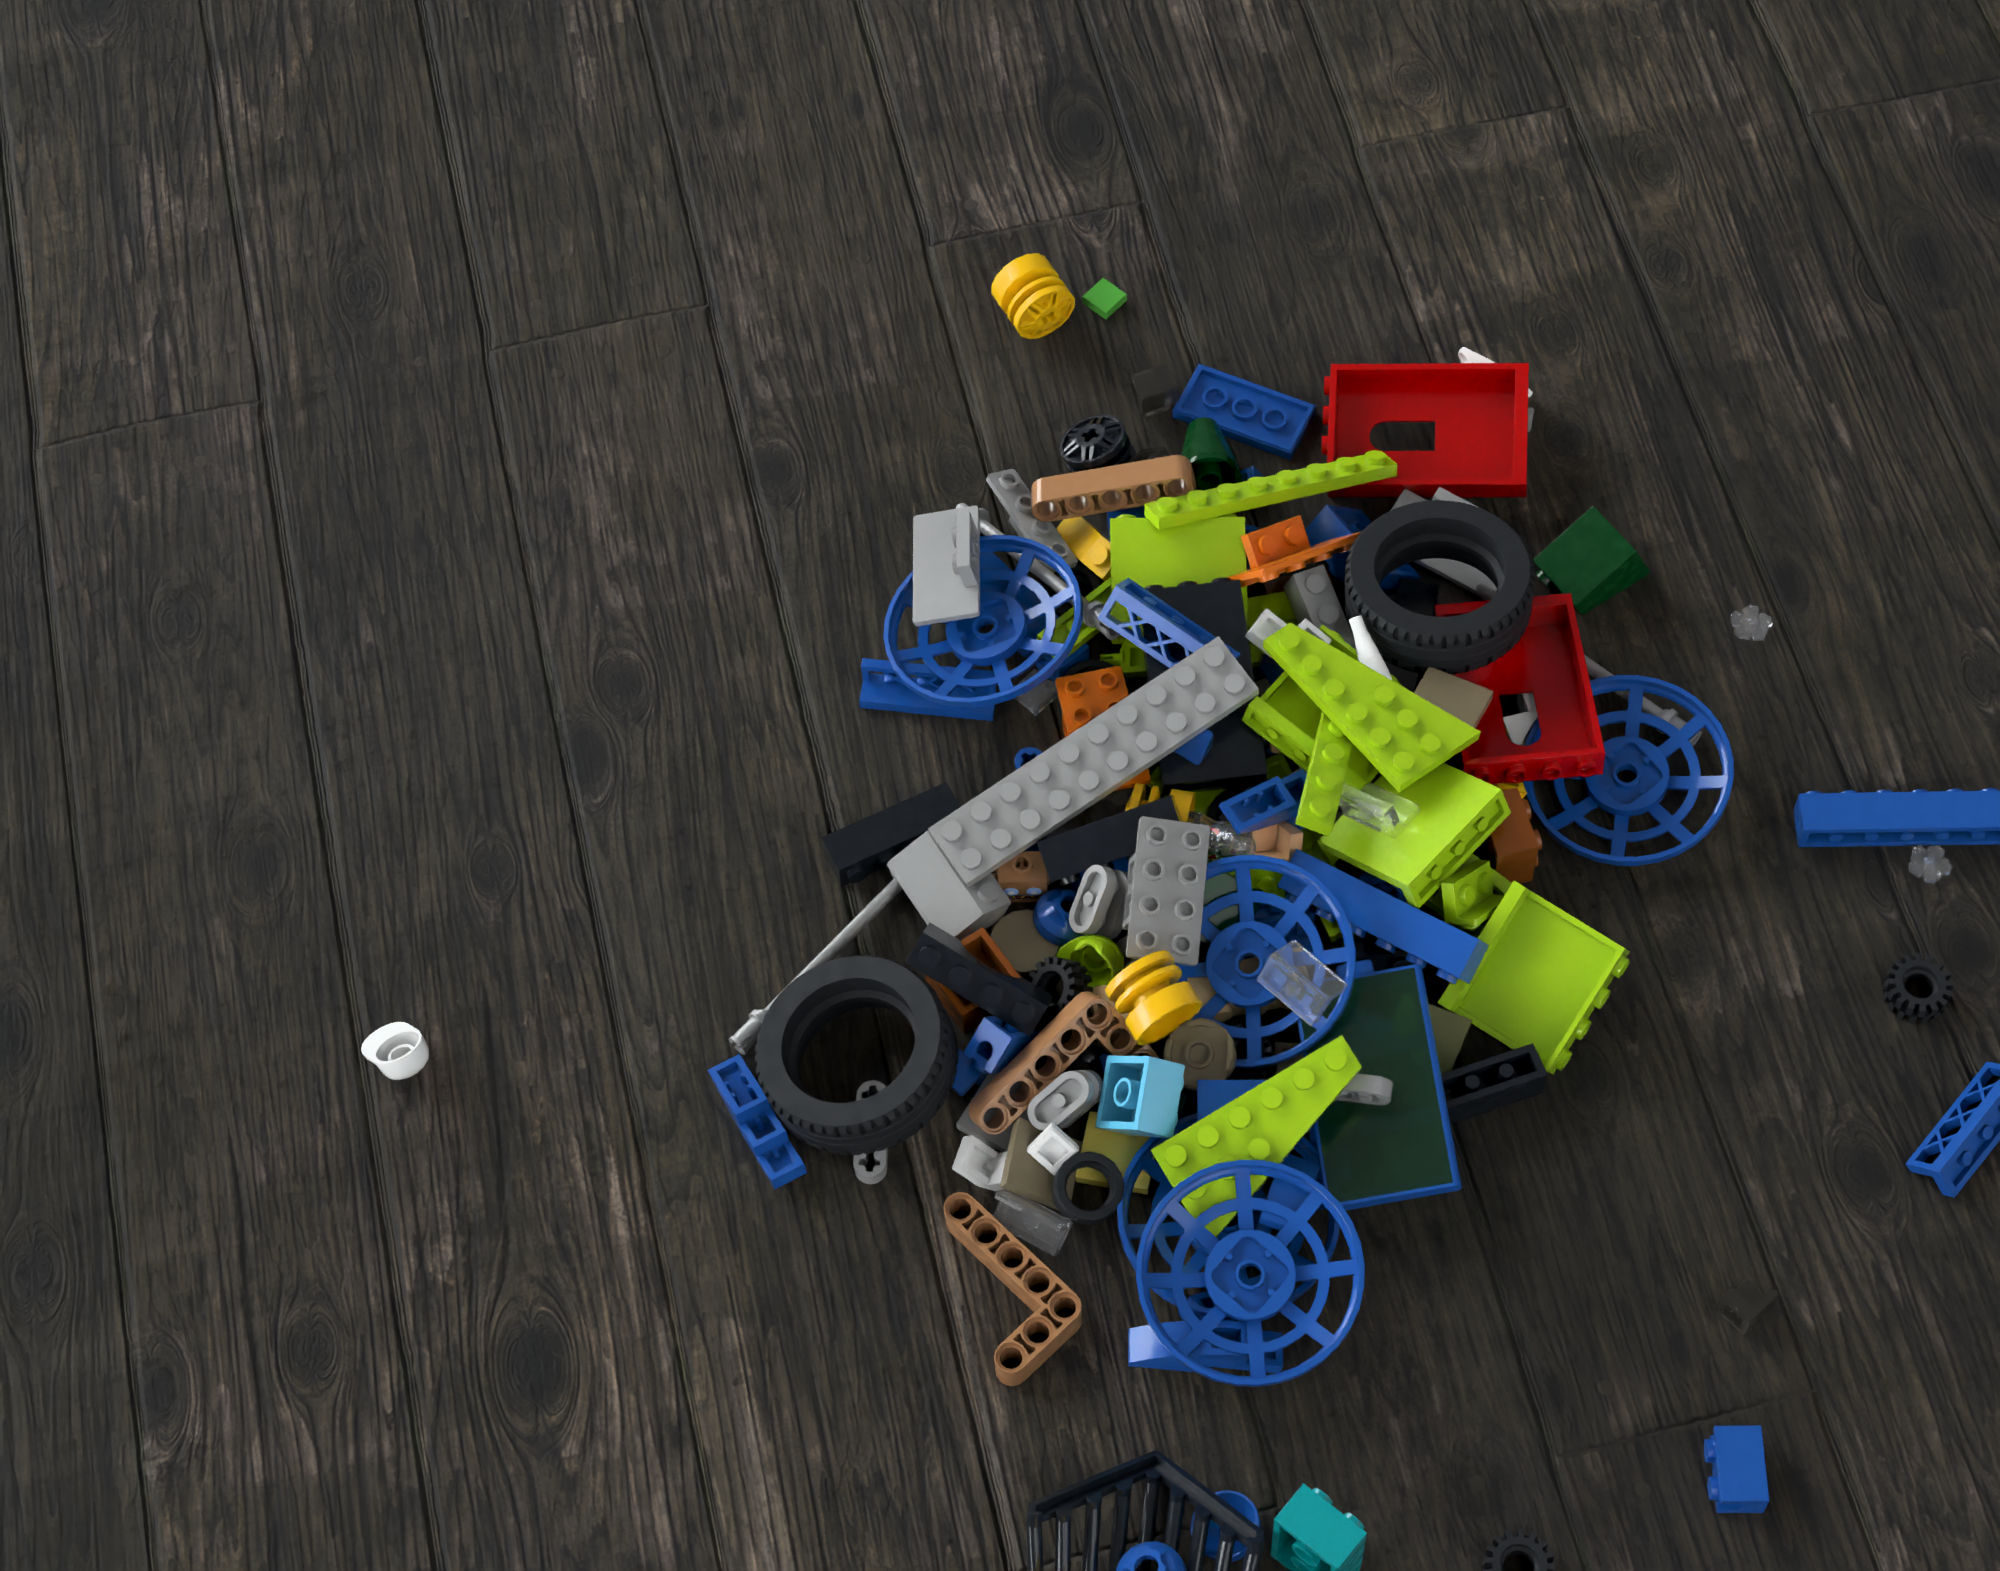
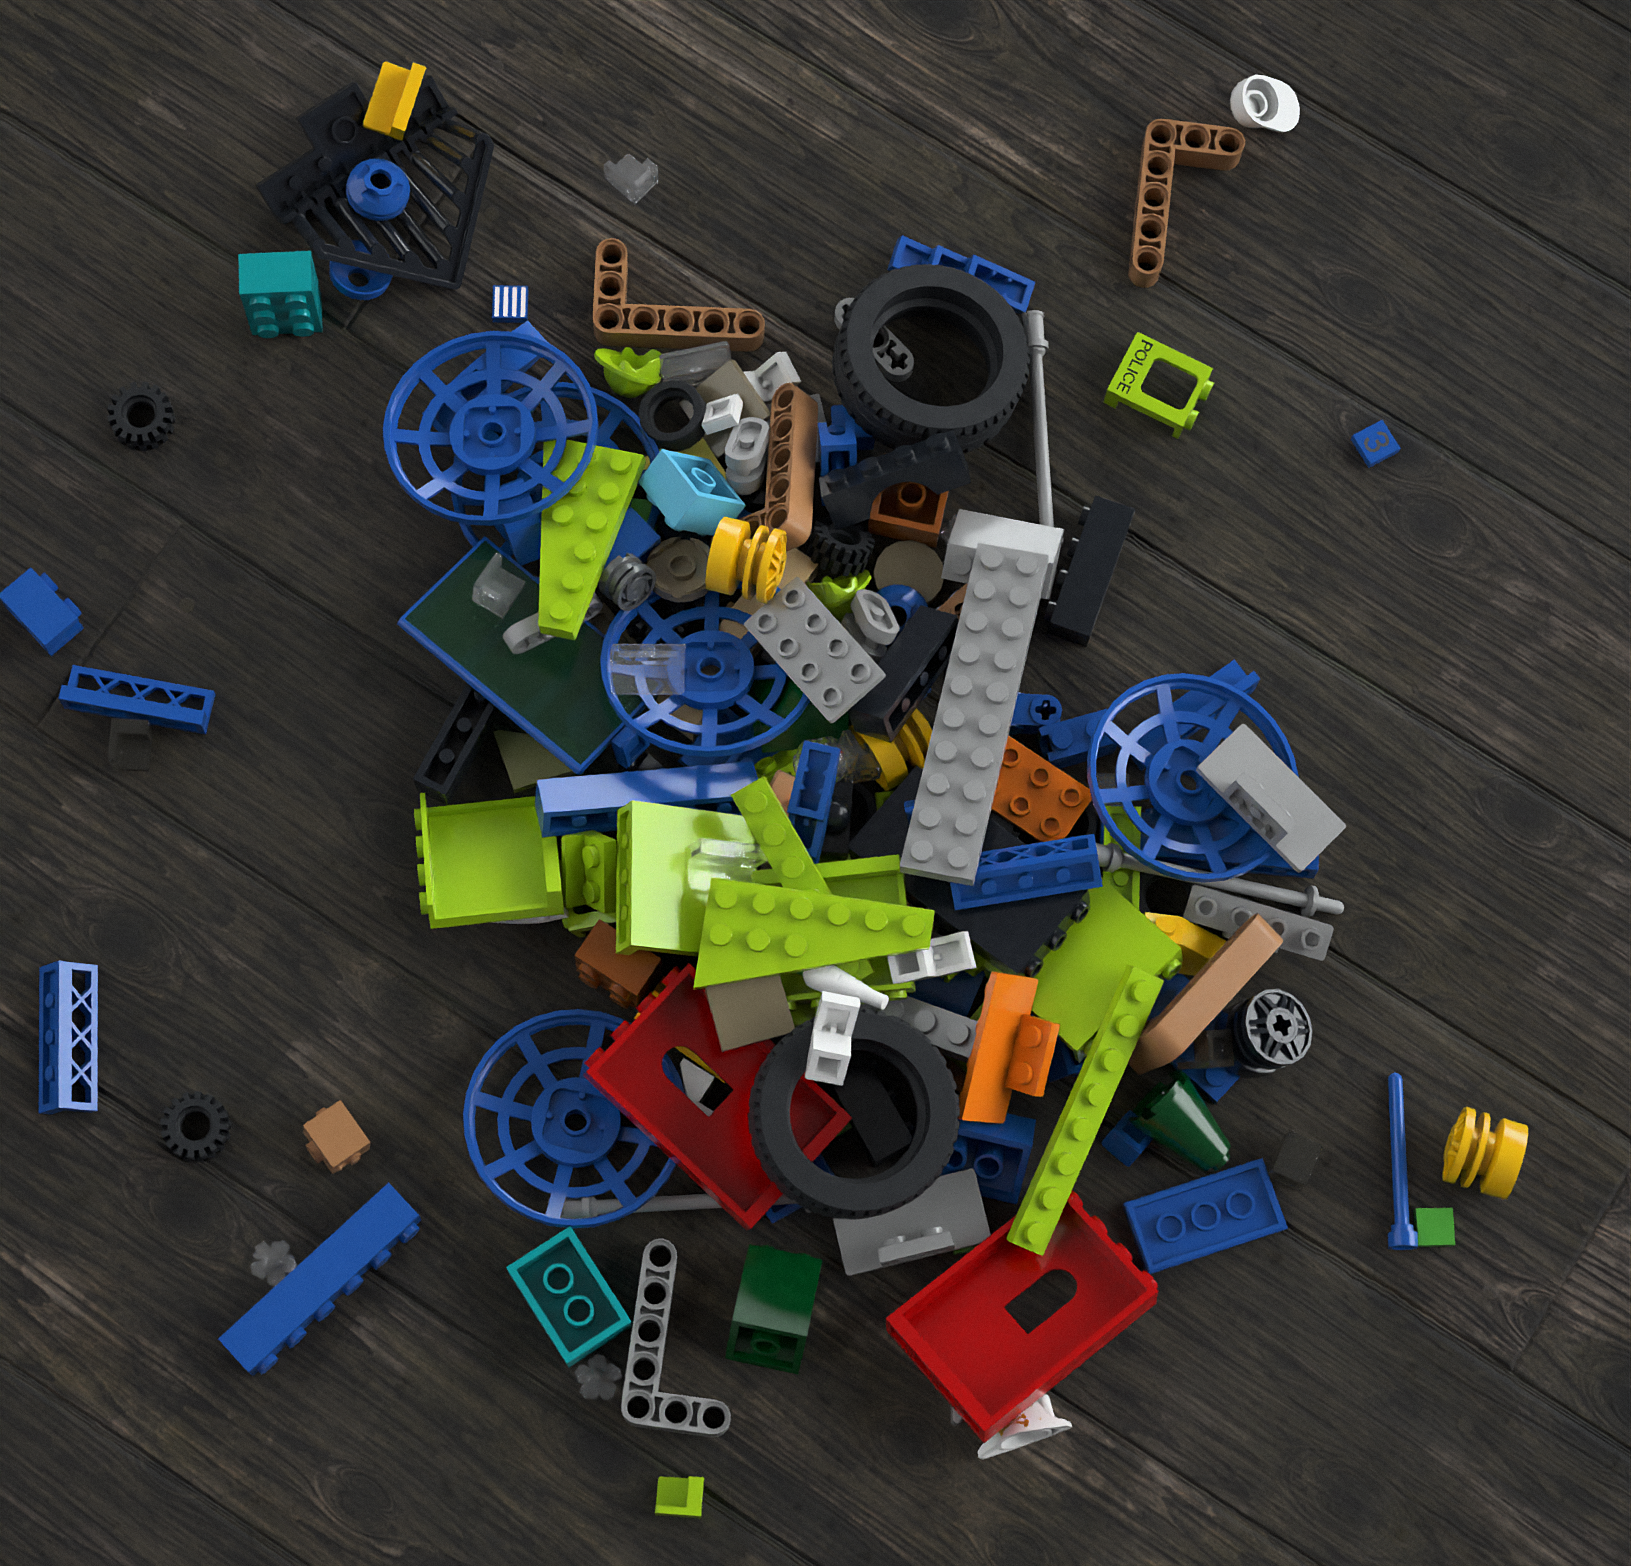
camera: 125 degrees right, 15 degrees up
(538, 1052) = (1158, 187): none -> medium nougat beam
(599, 759) = (1375, 443): none -> blue tile
(712, 939) = (1133, 370): none -> lime window
(926, 1422) = (631, 176): none -> clear panel
(1023, 728) = (1071, 740): none -> blue brick
(1083, 1257) = (628, 372): none -> lime piece
(1125, 1404) = (510, 304): none -> blue tile
(1130, 307) = (1402, 1232): none -> blue piece
(1250, 1067) = (627, 581): none -> dark grey wheel
(1359, 1147) = (496, 587): none -> clear panel
(1422, 608) = (831, 1038): none -> white slope
(1721, 582) = (654, 1353): none -> light grey beam
(1724, 1329) = (136, 707): none -> blue fence
(1733, 667) = (569, 1296): none -> teal brick
(1758, 511) = (679, 1497): none -> lime panel
(1817, 897) = (335, 1137): none -> medium nougat head

